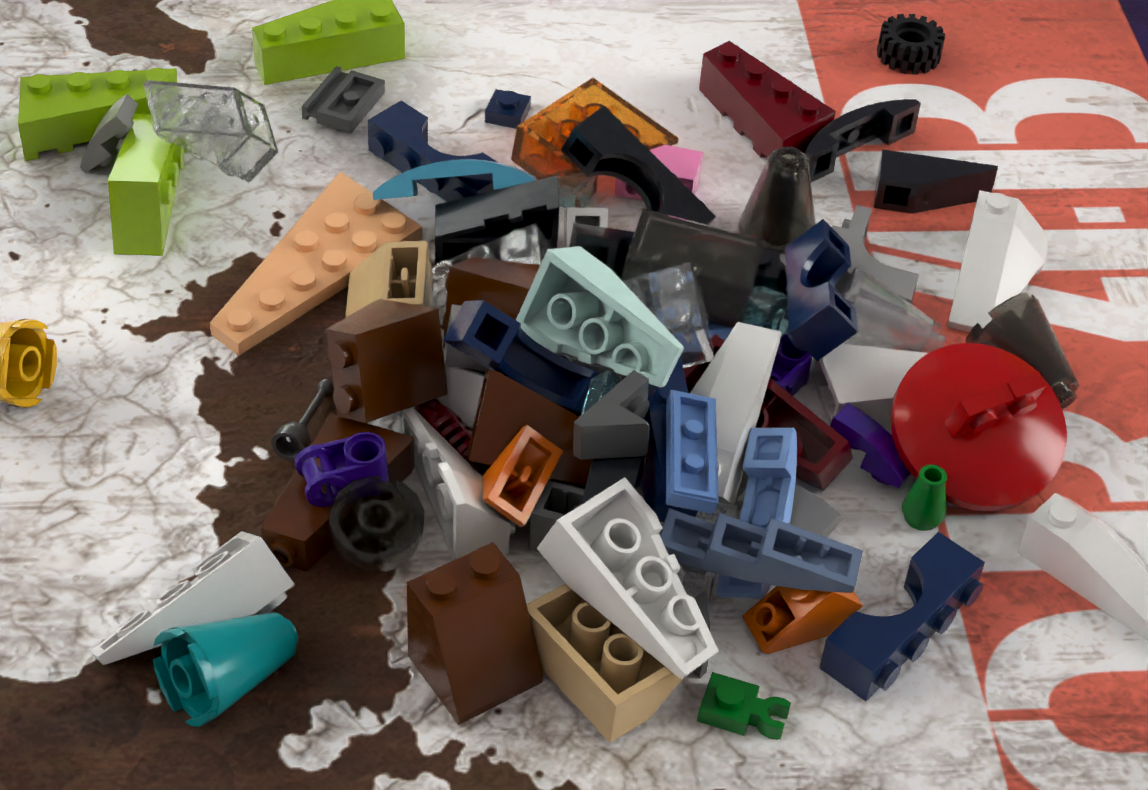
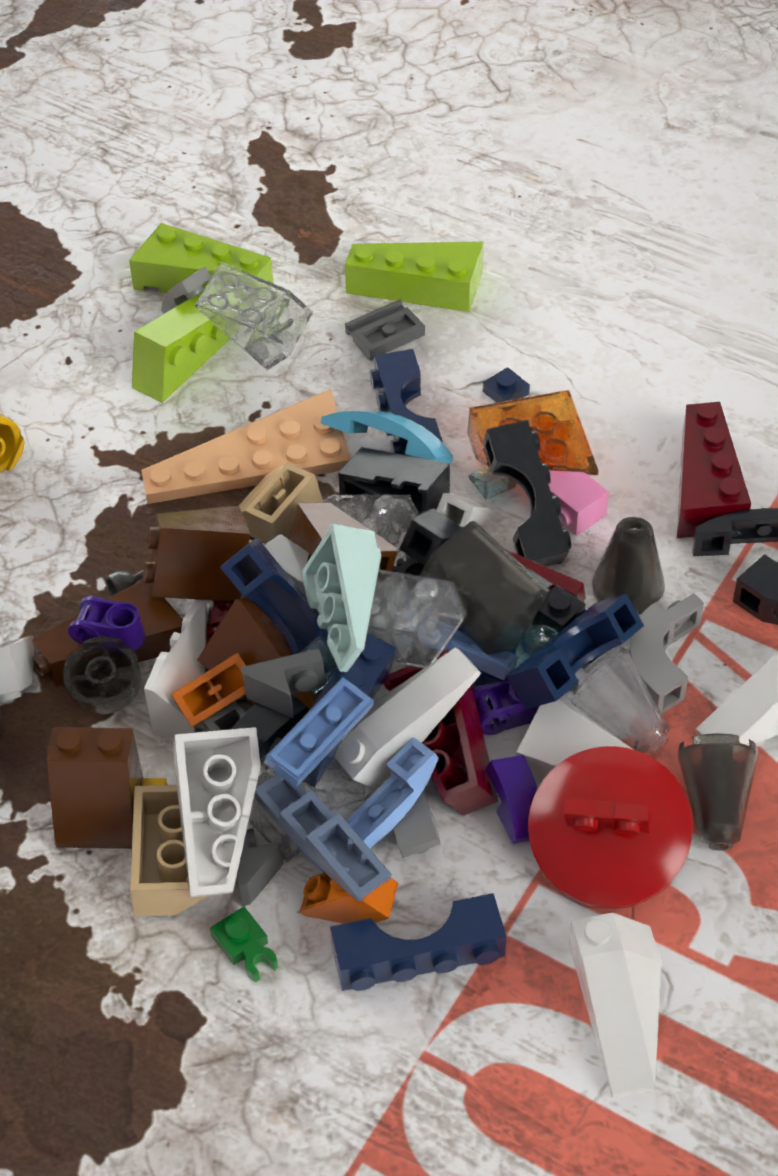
camera: 40 degrees right, 5 degrees up
(926, 501) = (521, 865): green cone -> none

